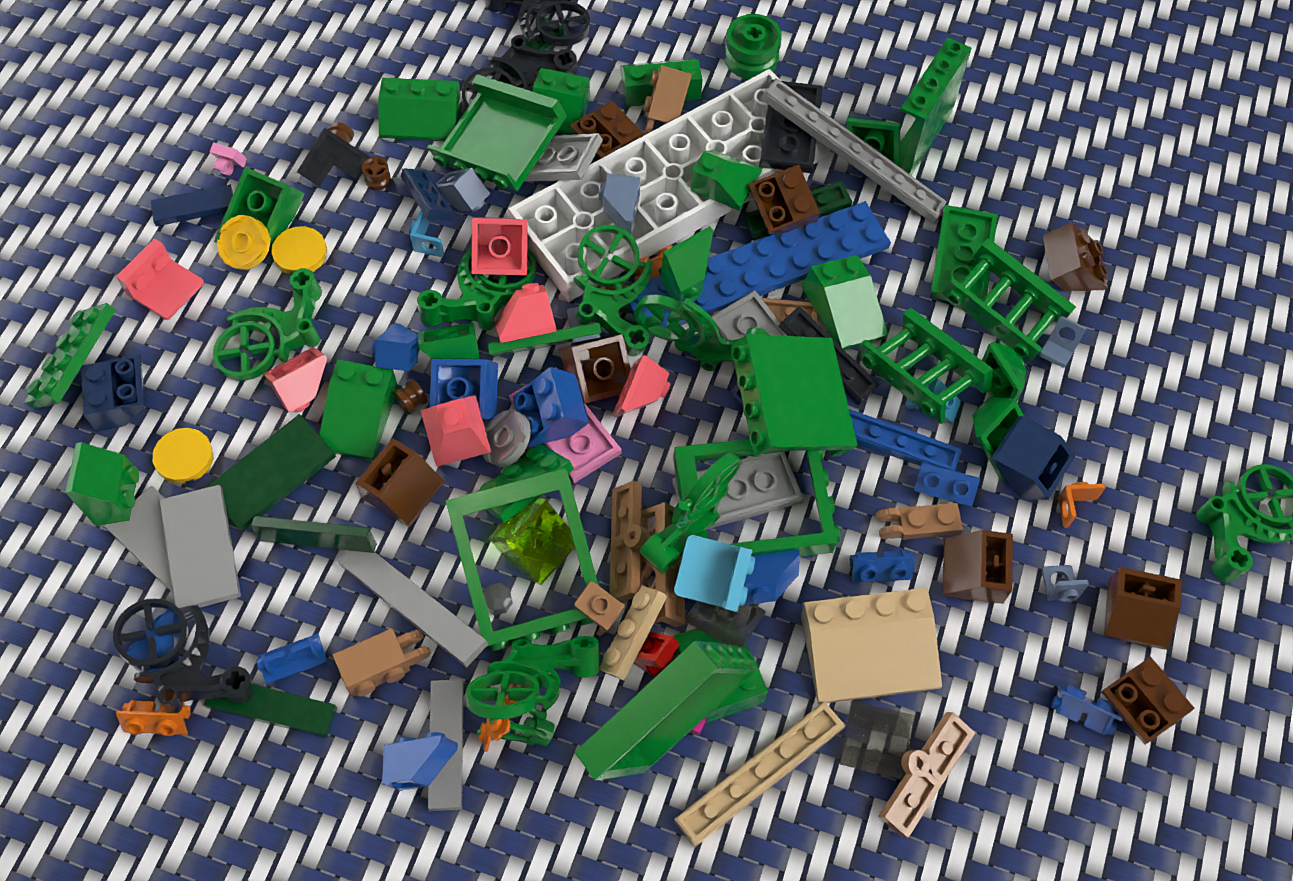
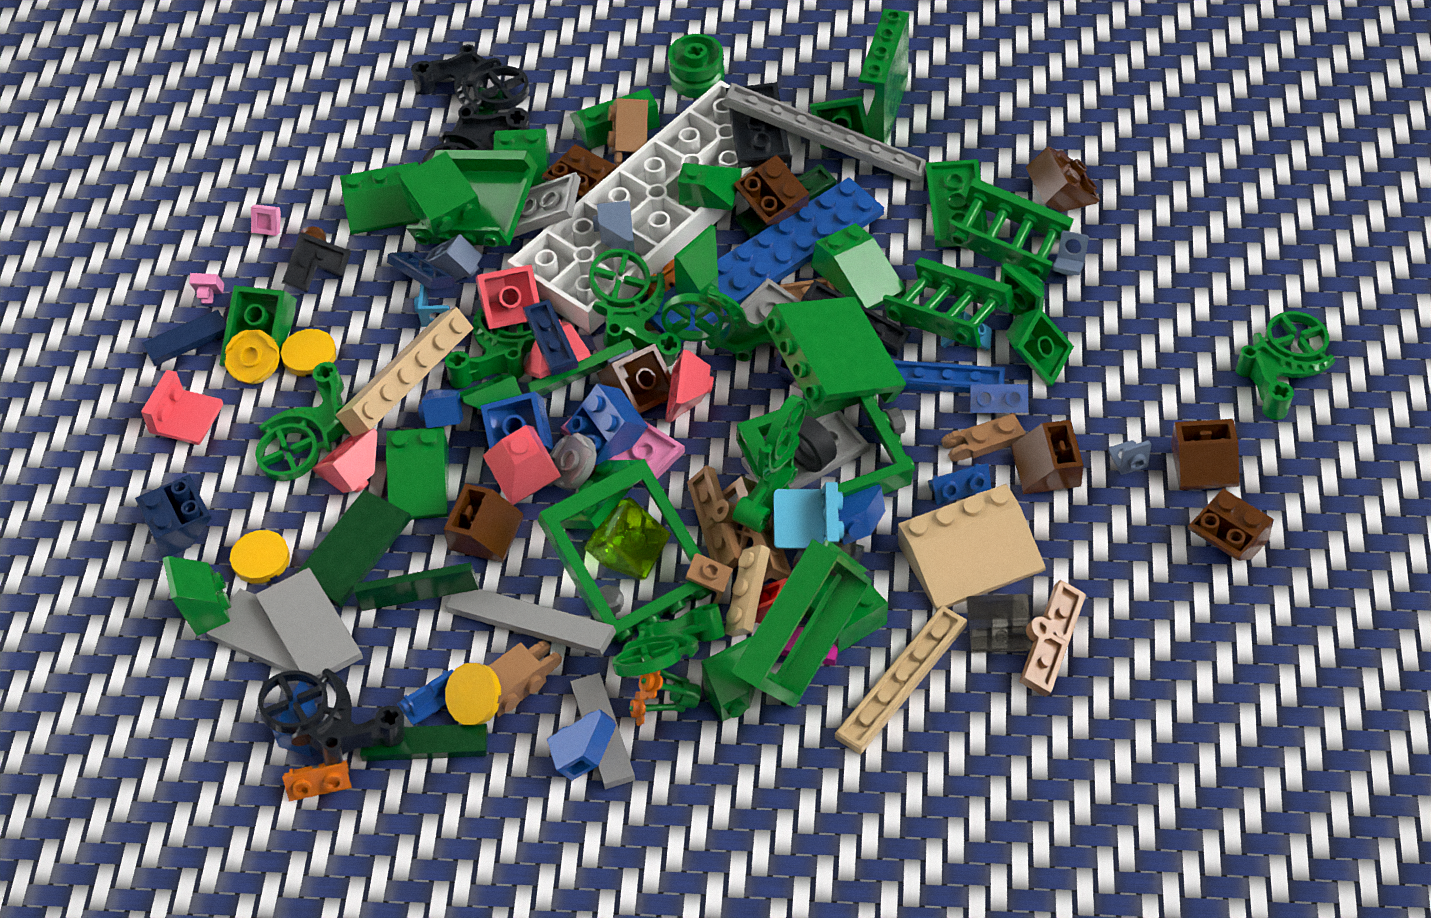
camera: 10 degrees left, 10 degrees down
(69, 357) = (117, 495): green plate -> none
(304, 103) = (265, 219): none -> bright pink tile
(327, 673) = (472, 694): none -> yellow tile
(372, 167) = (361, 265): reddish brown wheel -> none
(375, 299) = (404, 372): none -> tan brick
(410, 396) = (465, 450): reddish brown wheel -> none
(463, 122) = (439, 194): none -> green slope
(522, 303) = (550, 337): none -> dark blue tile
(583, 722) = (725, 690): none -> green slope
(746, 491) = (815, 446): none -> black tyre
(837, 479) = (896, 420): none -> dark grey tile
(1032, 459) = (1071, 356): dark blue slope -> none
(1076, 492) = (1121, 377): orange bracket -> none
(1099, 714) = (1192, 551): blue hinge -> none

